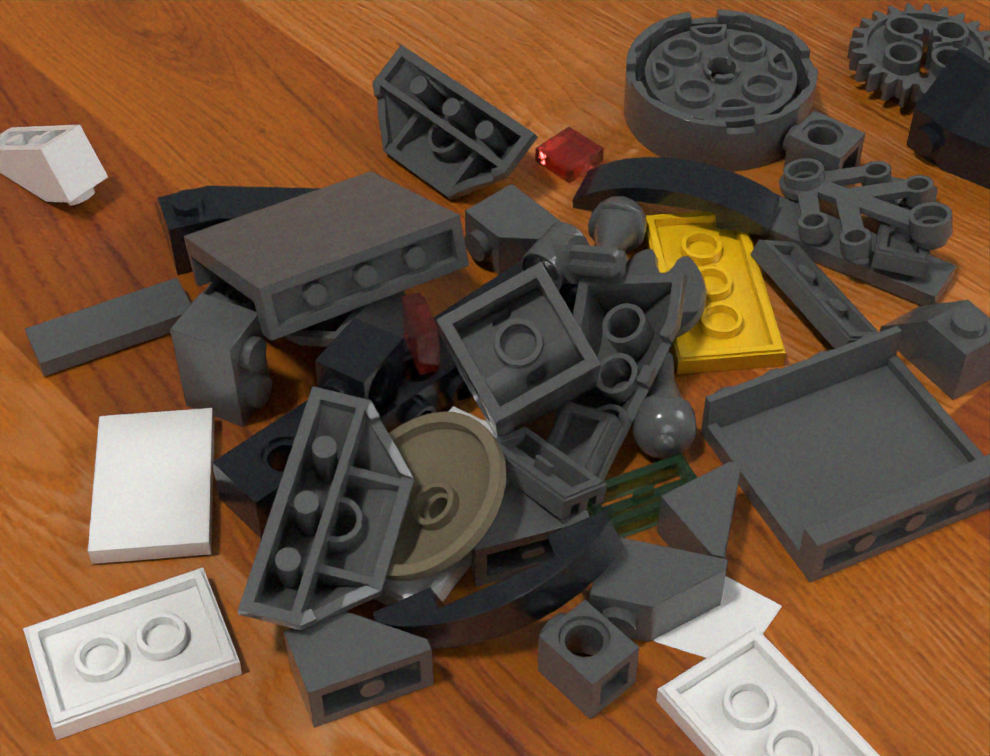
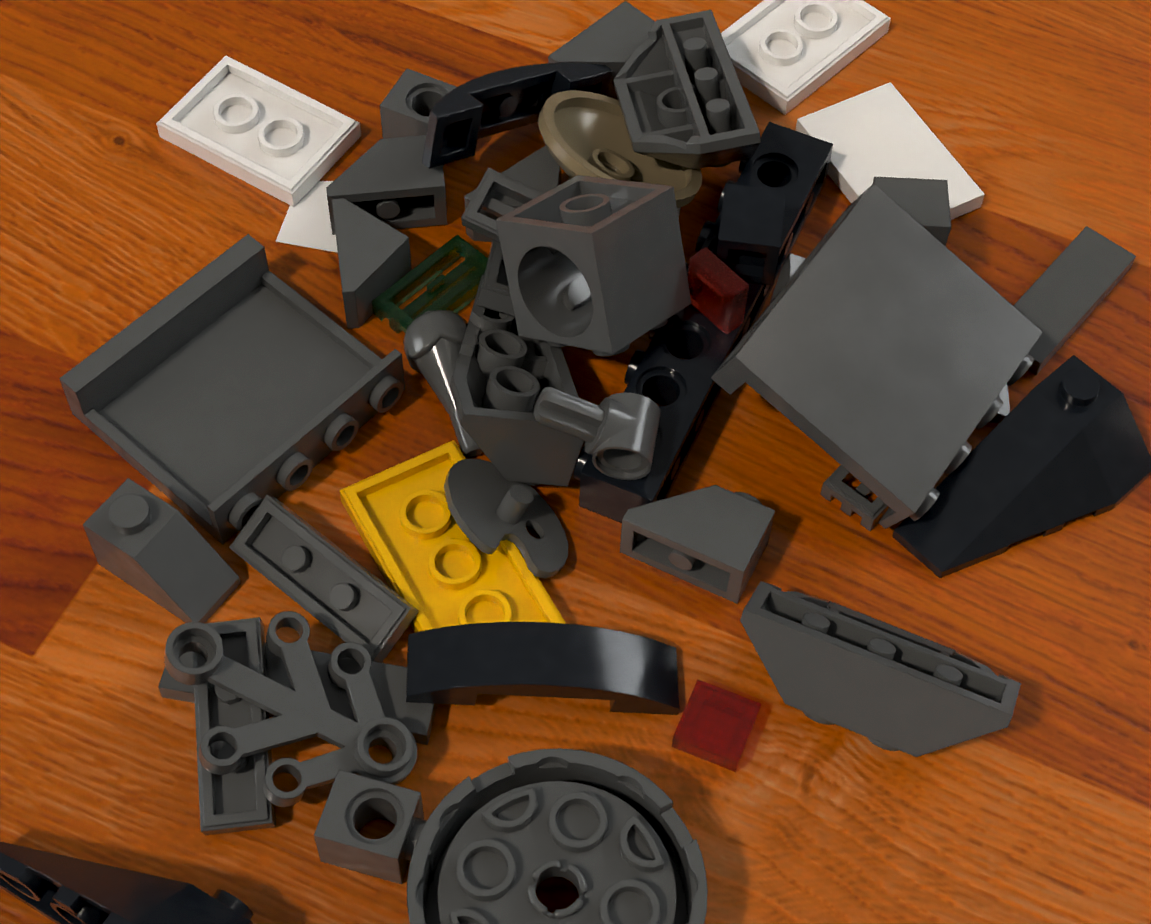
camera: 155 degrees right, 10 degrees up
(618, 224) = (592, 584): dark grey piece -> none

